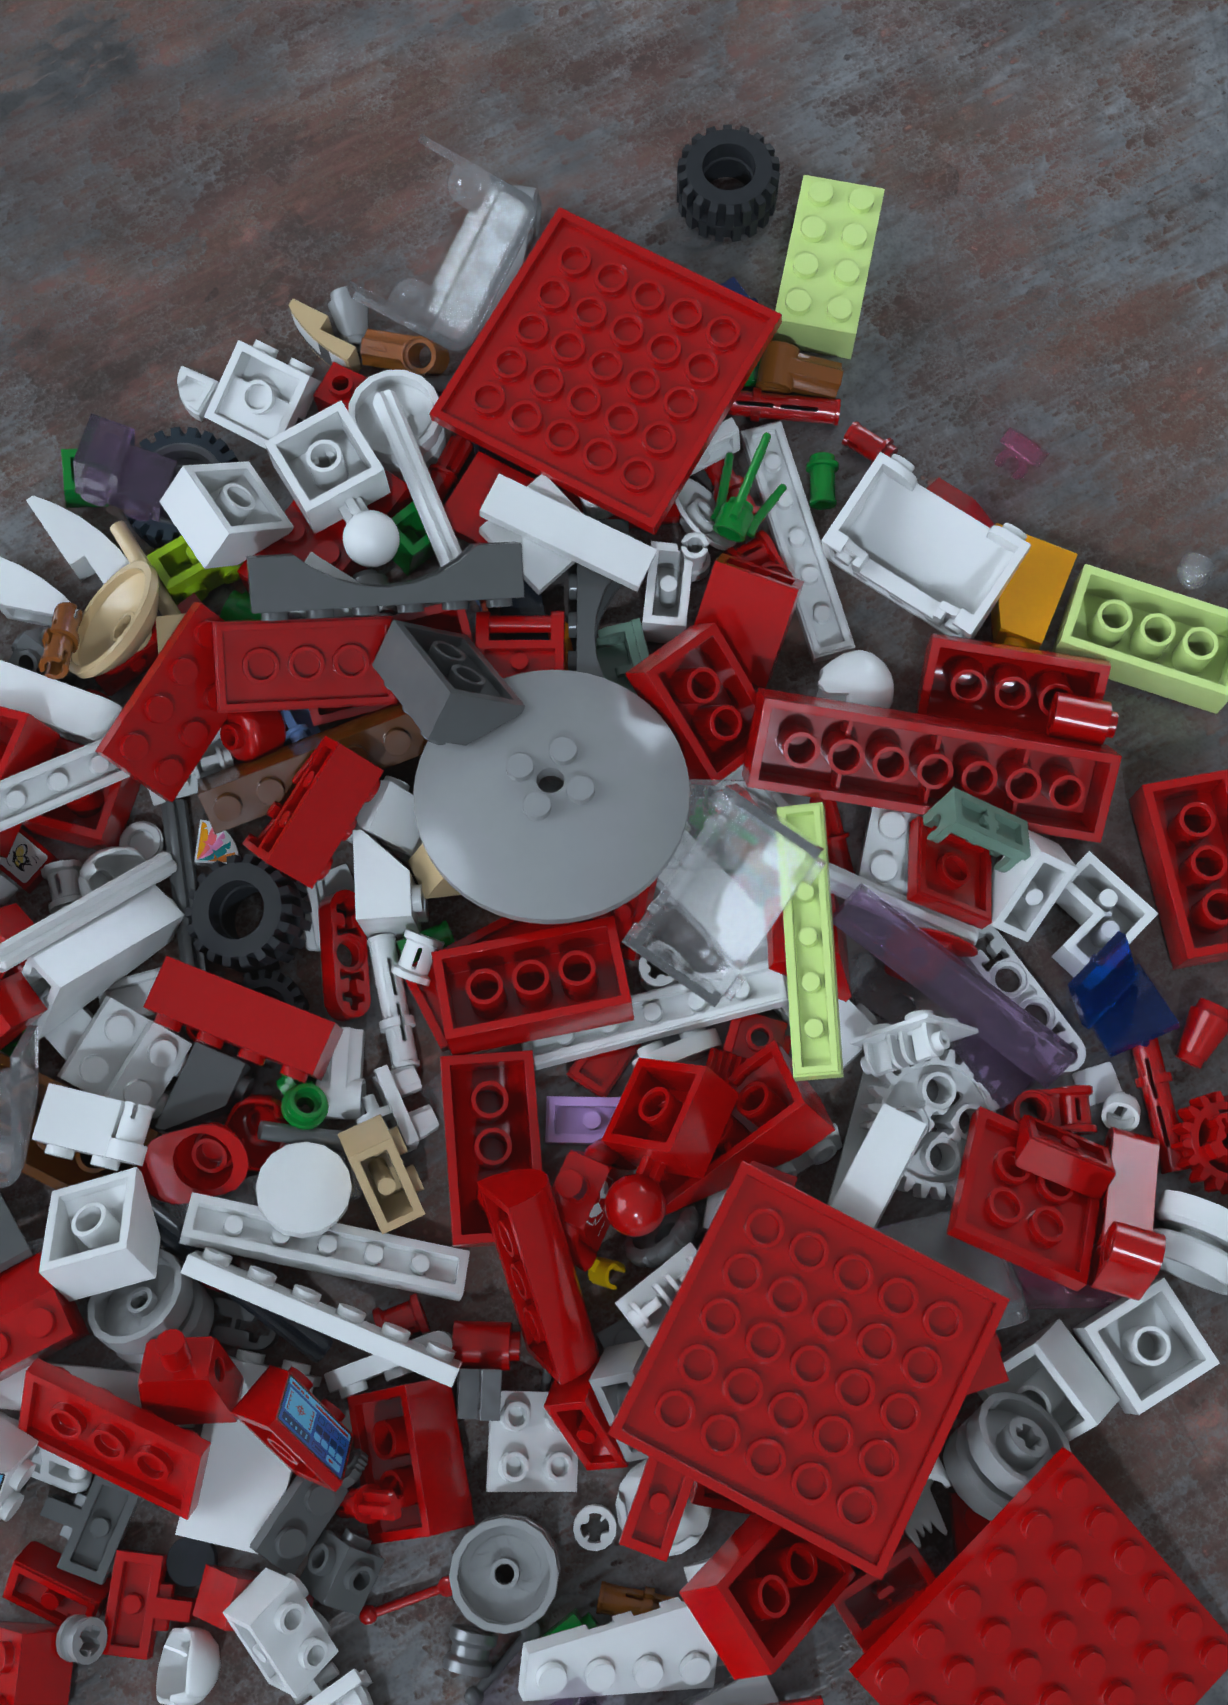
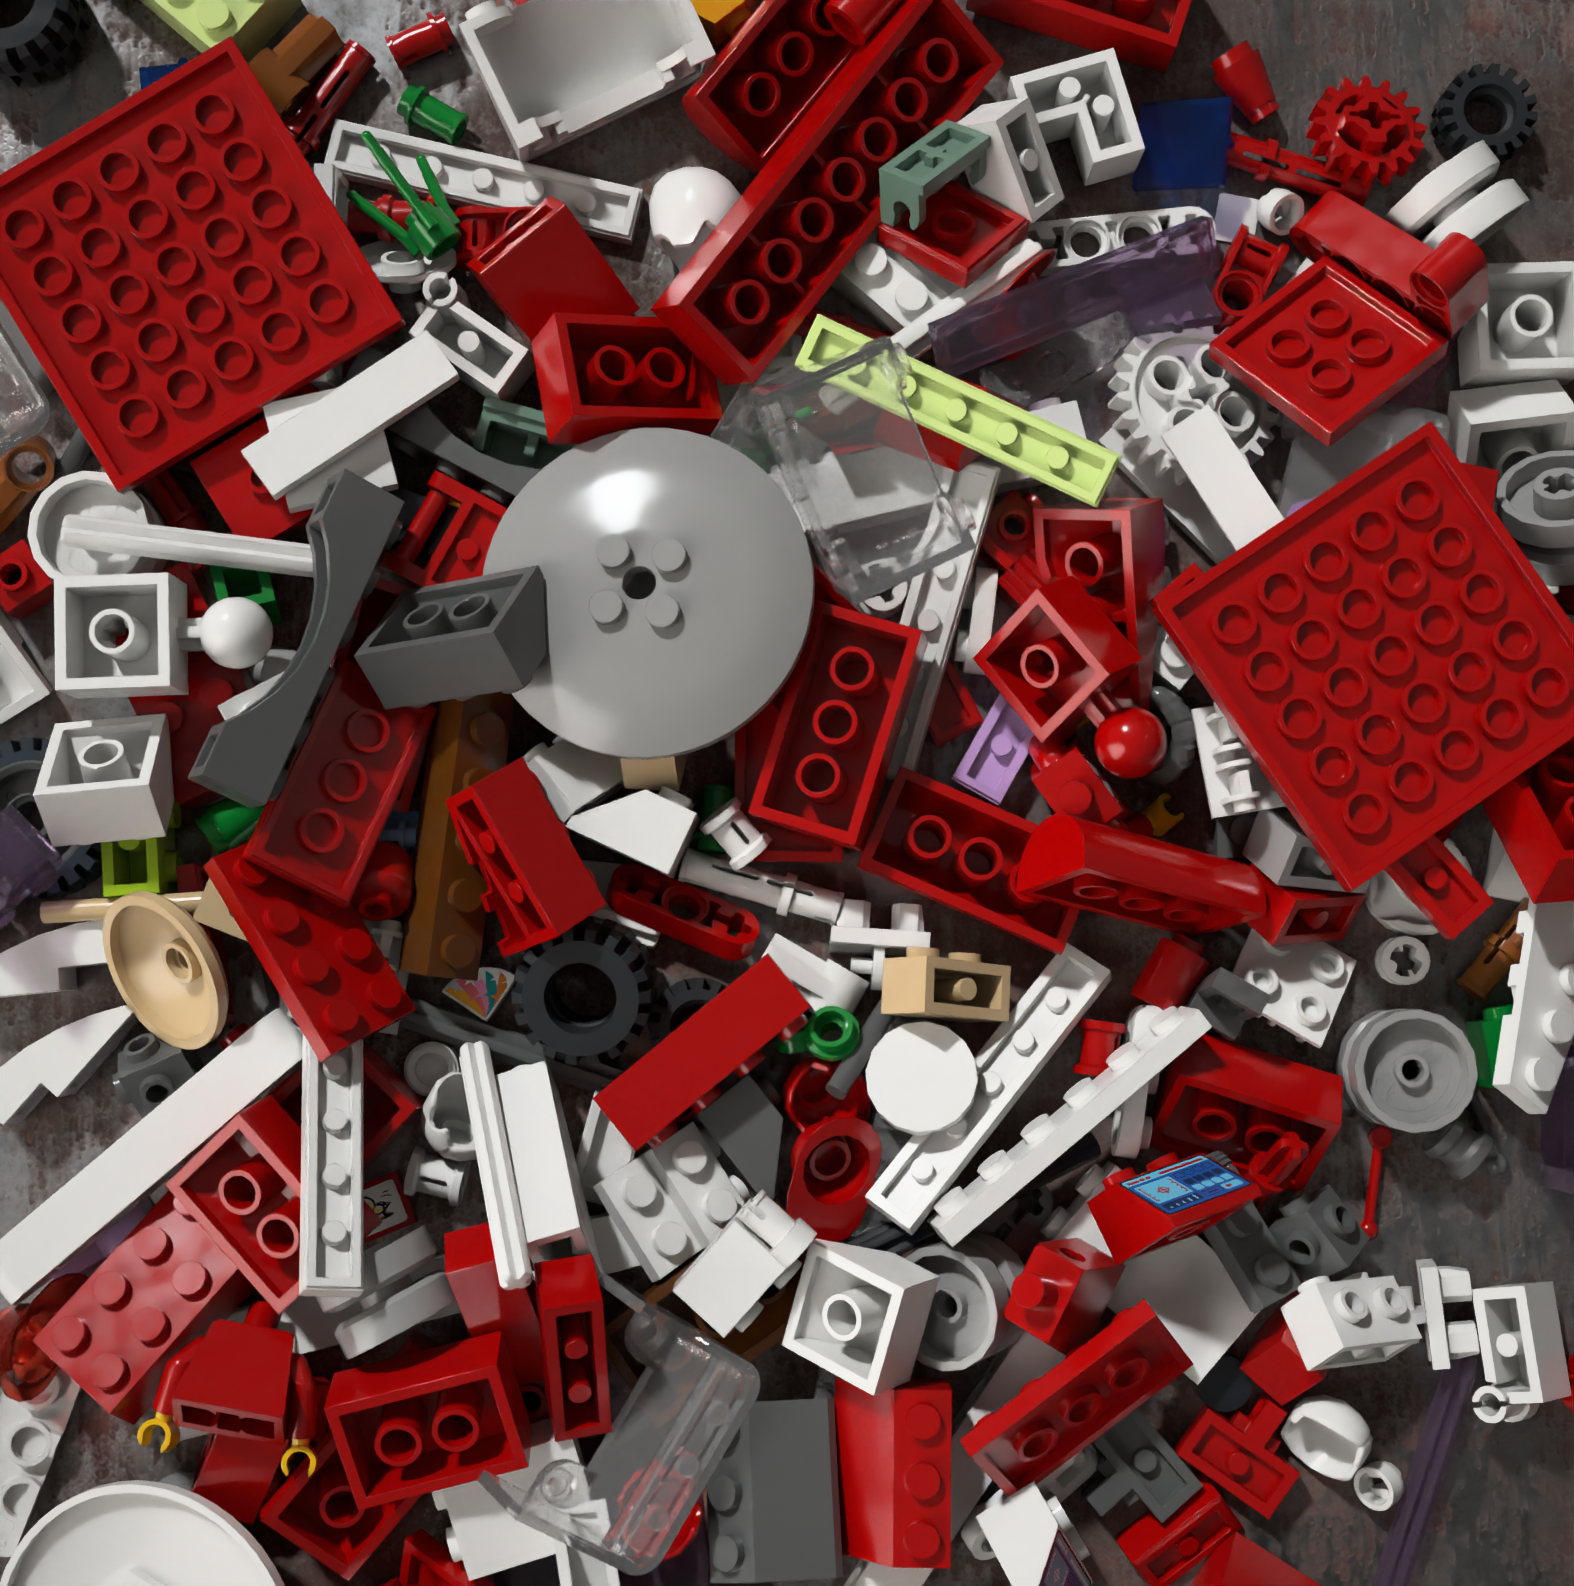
camera: 65 degrees left, 10 degrees up
(60, 640) = (155, 1040): dark orange pin -> none
(69, 1641) = (1249, 1529): light grey bush -> none
(908, 1042) = (1116, 369): white hinge -> none
(1063, 1157) = (1305, 290): red slope -> none
(1103, 980) = (1150, 143): clear blue piece -> none

